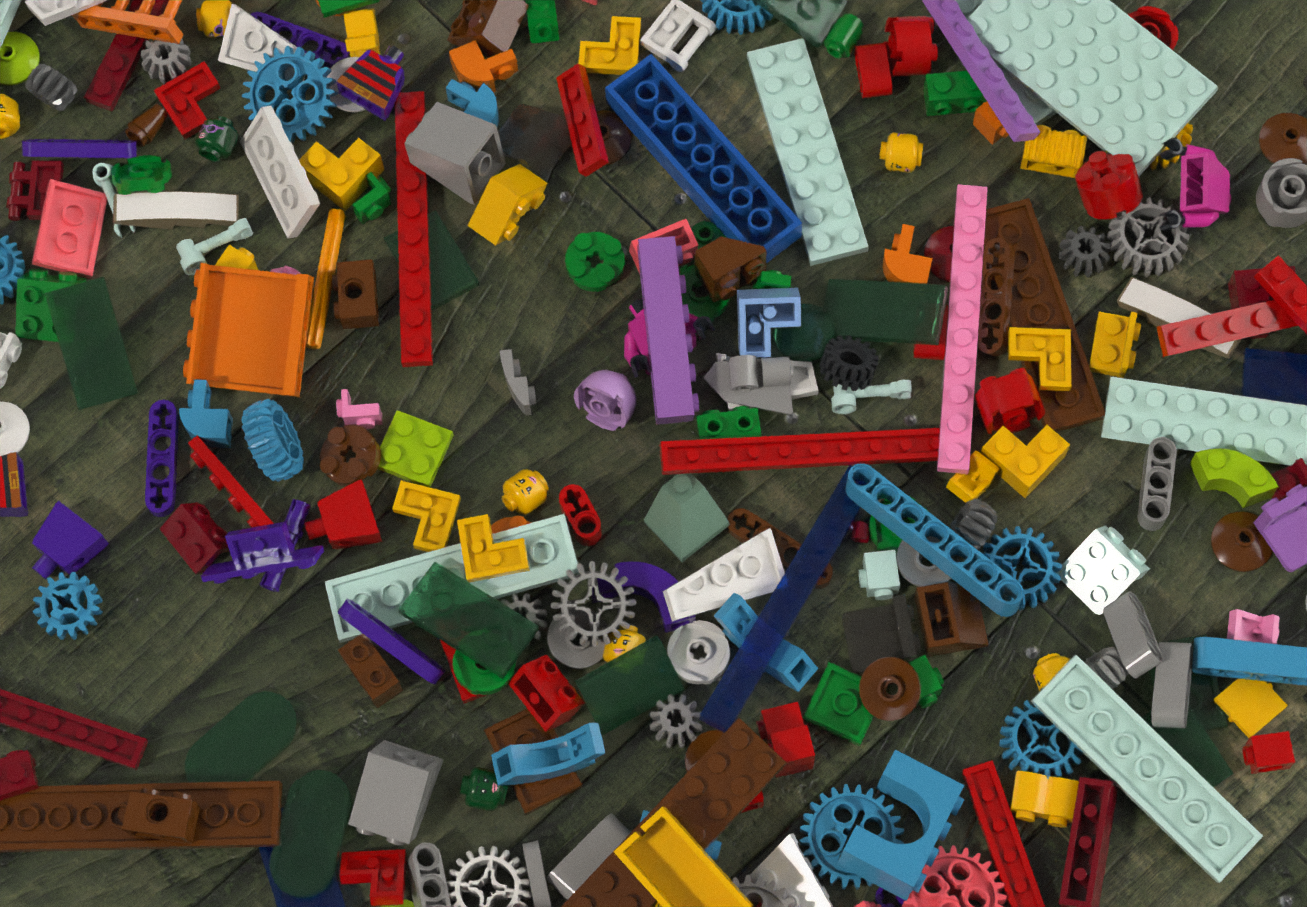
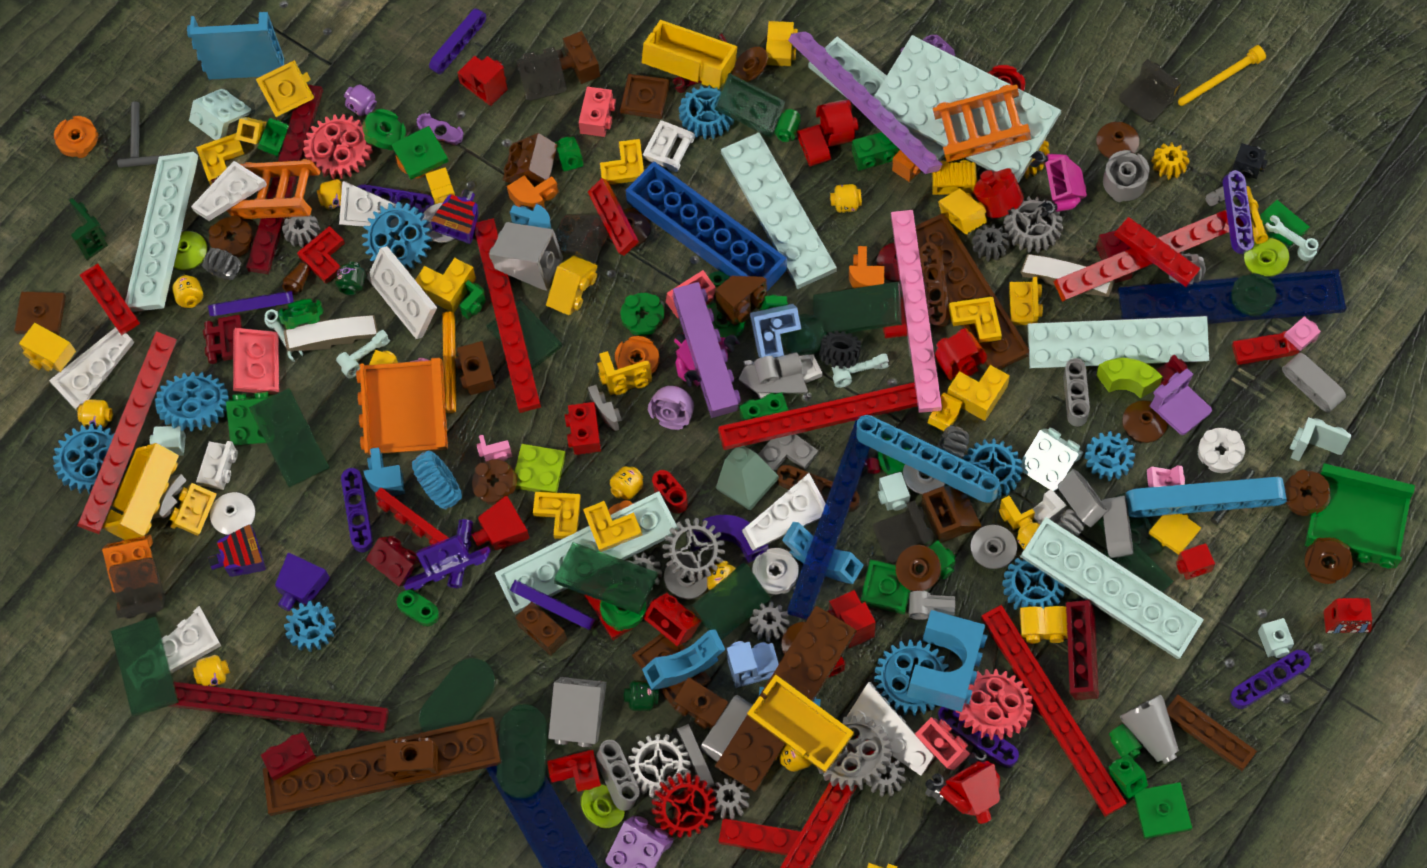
camera: 10 degrees left, 5 degrees down
(69, 36) = (226, 227): none -> reddish brown plate
(214, 607) = (417, 607): none -> green plate
(483, 405) = (584, 428): none -> red brick
(551, 348) = (625, 378): none -> yellow bracket
(558, 815) = (699, 703): none -> reddish brown brick
(568, 306) = (634, 346): none -> orange plate
(639, 775) = (750, 664): none -> light blue brick
(755, 484) = (788, 447): none -> light grey plate
(887, 737) = (922, 603): none -> light grey piece
(1000, 662) = (996, 537): none -> light grey dish
(1031, 634) = (1010, 512): none -> yellow bracket
(1056, 201) = (963, 211): none -> yellow brick
(1084, 639) = (1050, 507): none -> white panel
(1122, 109) = (996, 138): none -> orange fence
(1185, 594) = (1114, 448): none -> dark azure gear

